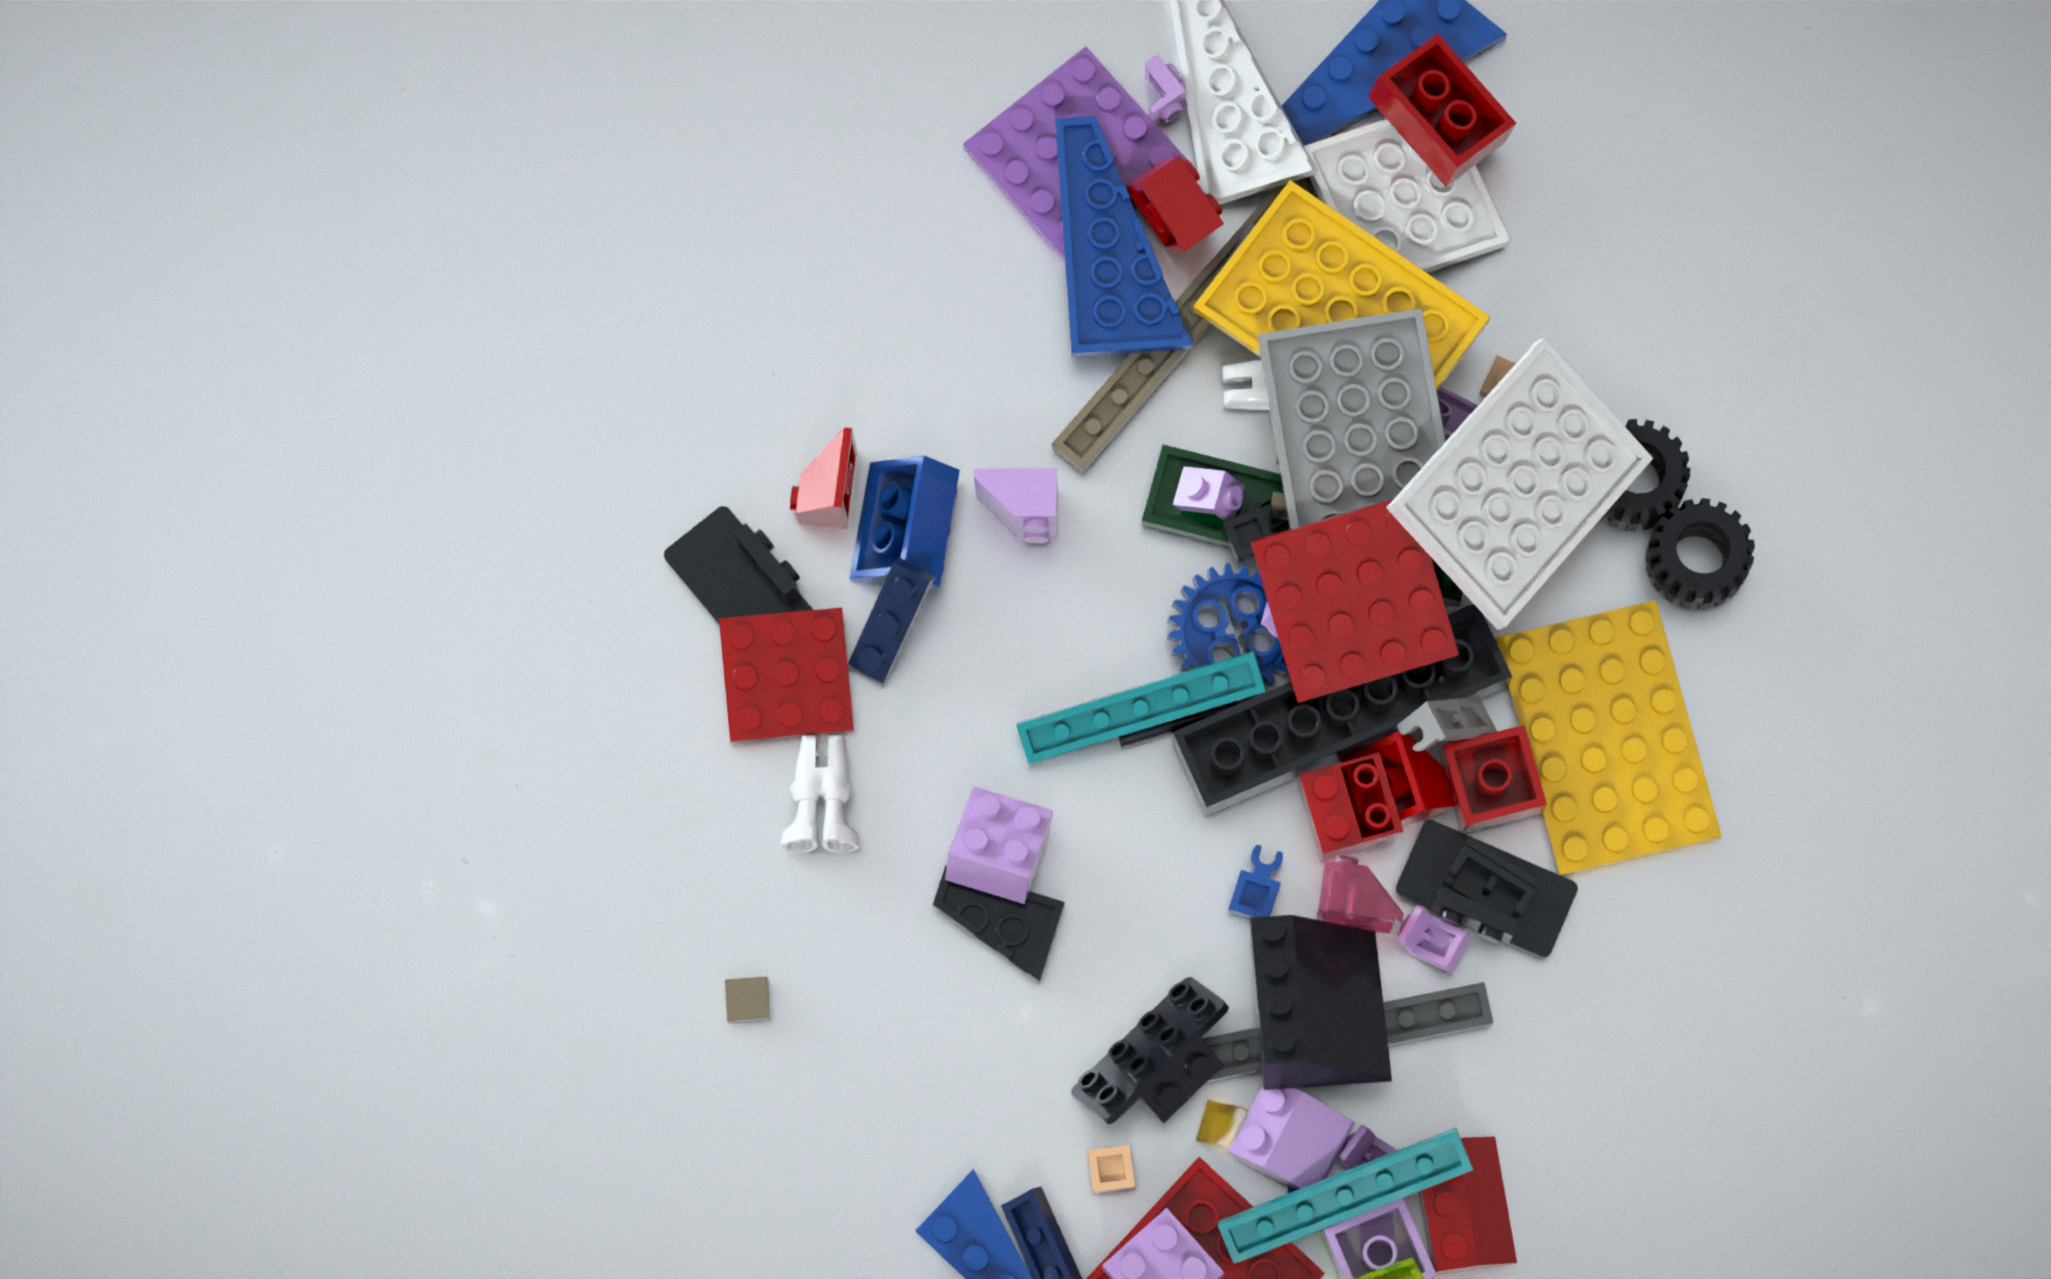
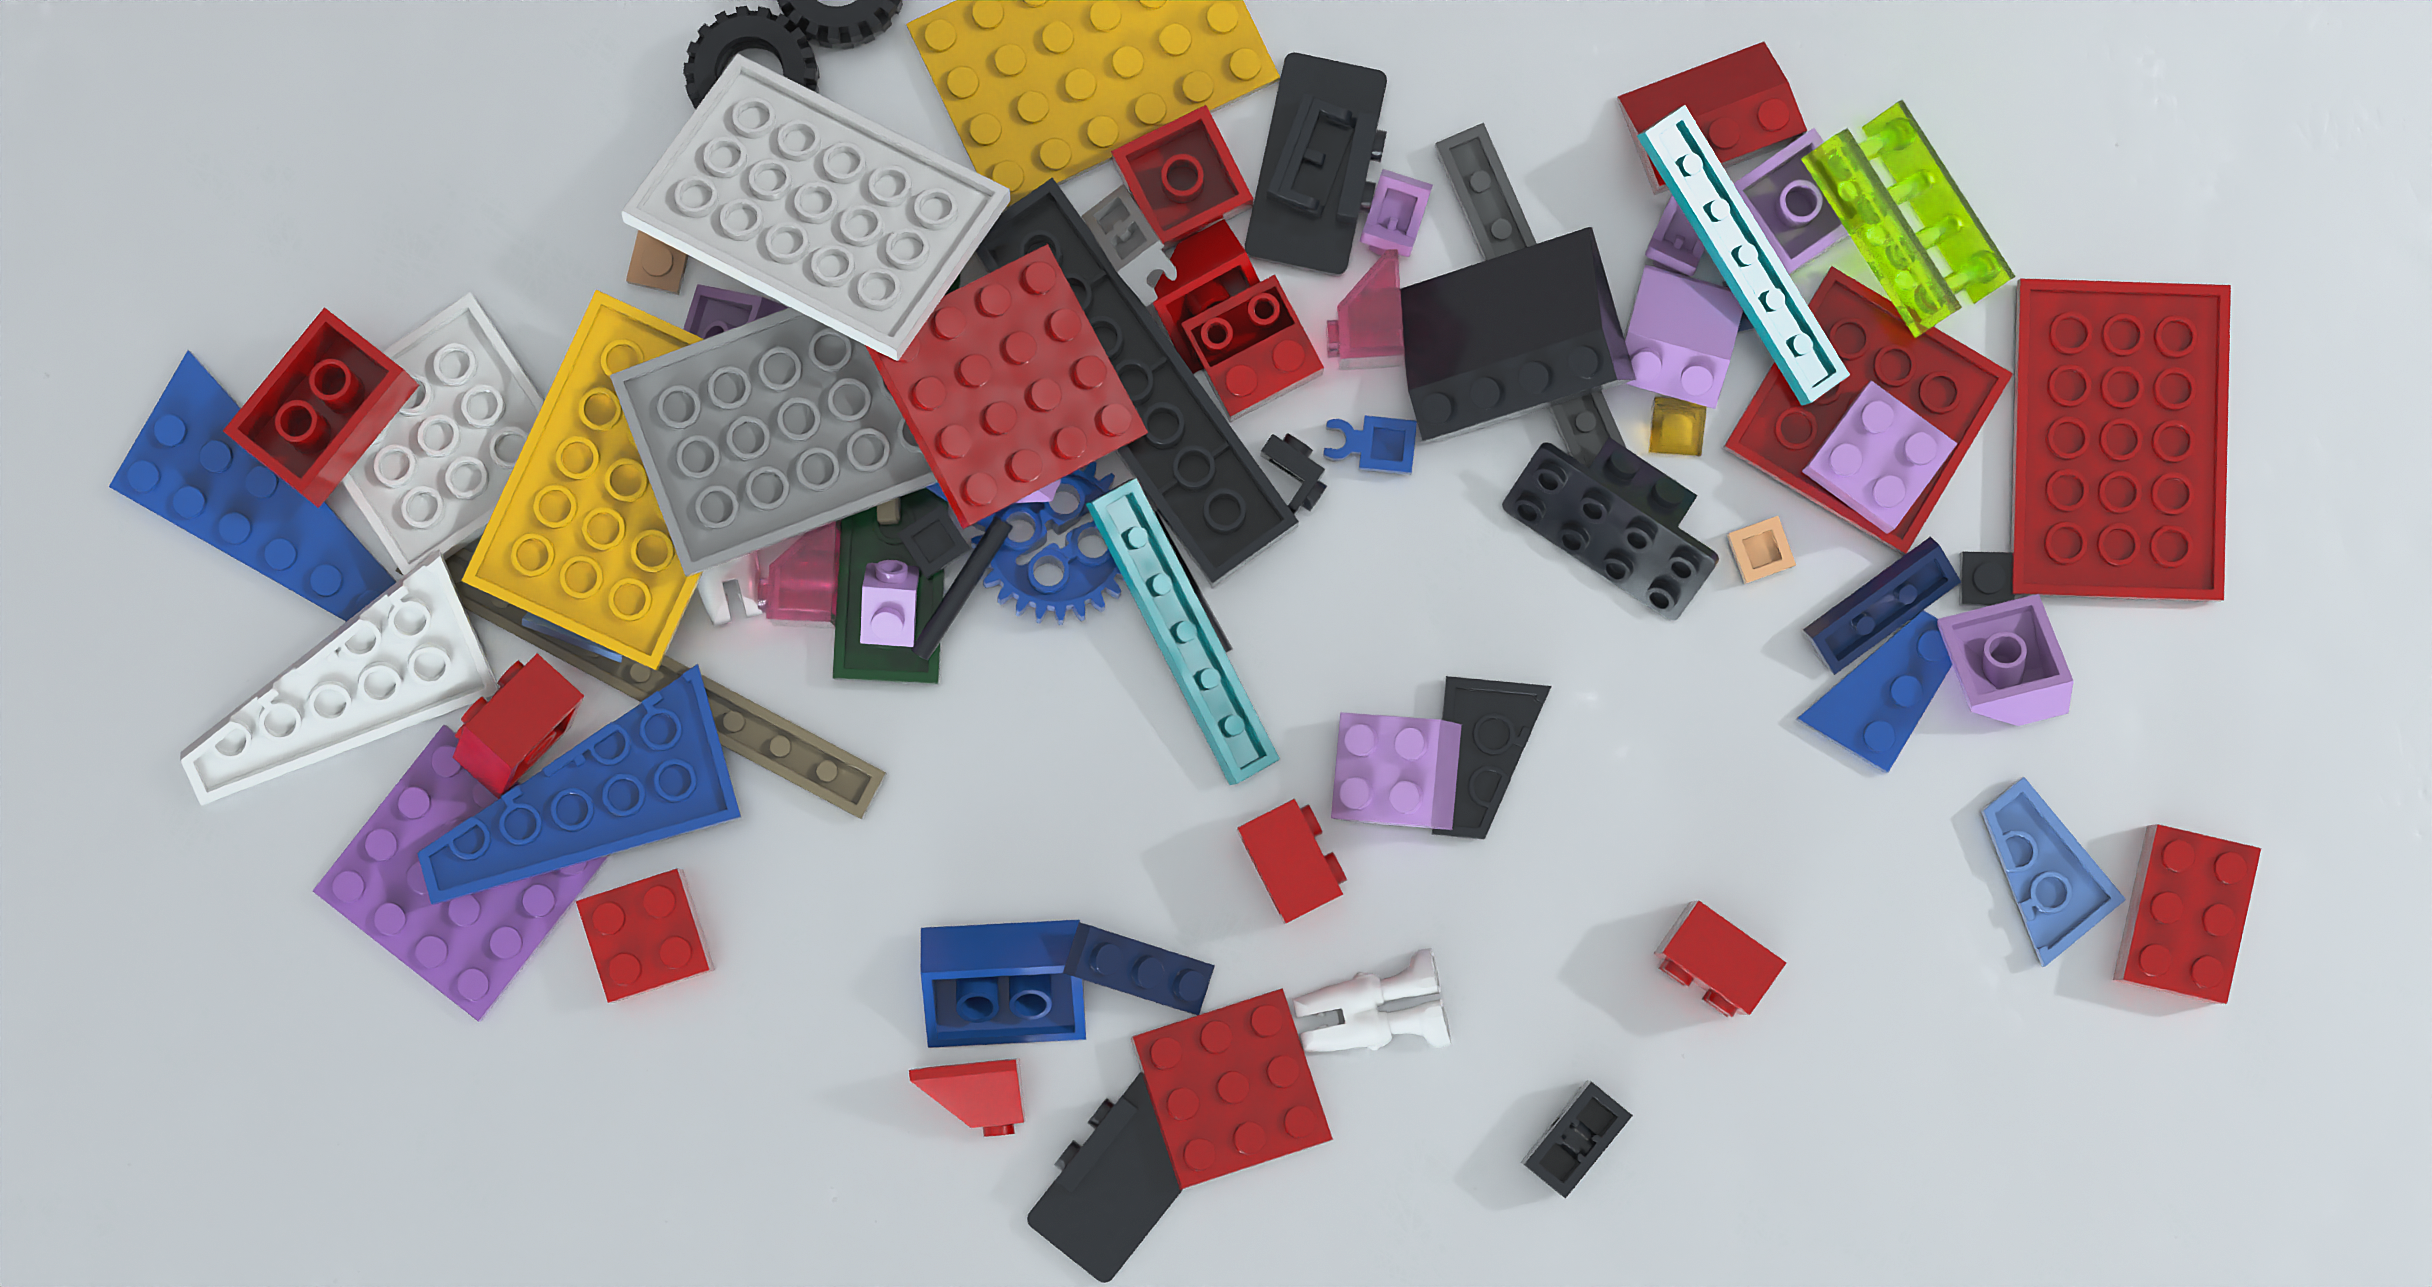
camera: 110 degrees left, 10 degrees up
(686, 923) = (1576, 1138): none -> black brick
(747, 999) = (1649, 1044): dark tan tile -> none
(797, 1059) = (1718, 959): none -> red brick
(947, 750) = (1291, 860): none -> red brick
(999, 271) = (645, 935): none -> red brick
(1021, 500) = (949, 835): lavender slope -> none
(1167, 84) = (342, 775): lavender bracket -> none
(1209, 548) = (962, 588): none -> black bar
(1239, 433) = (804, 581): none -> clear pink slope
(1258, 821) = (1293, 458): none -> black bracket

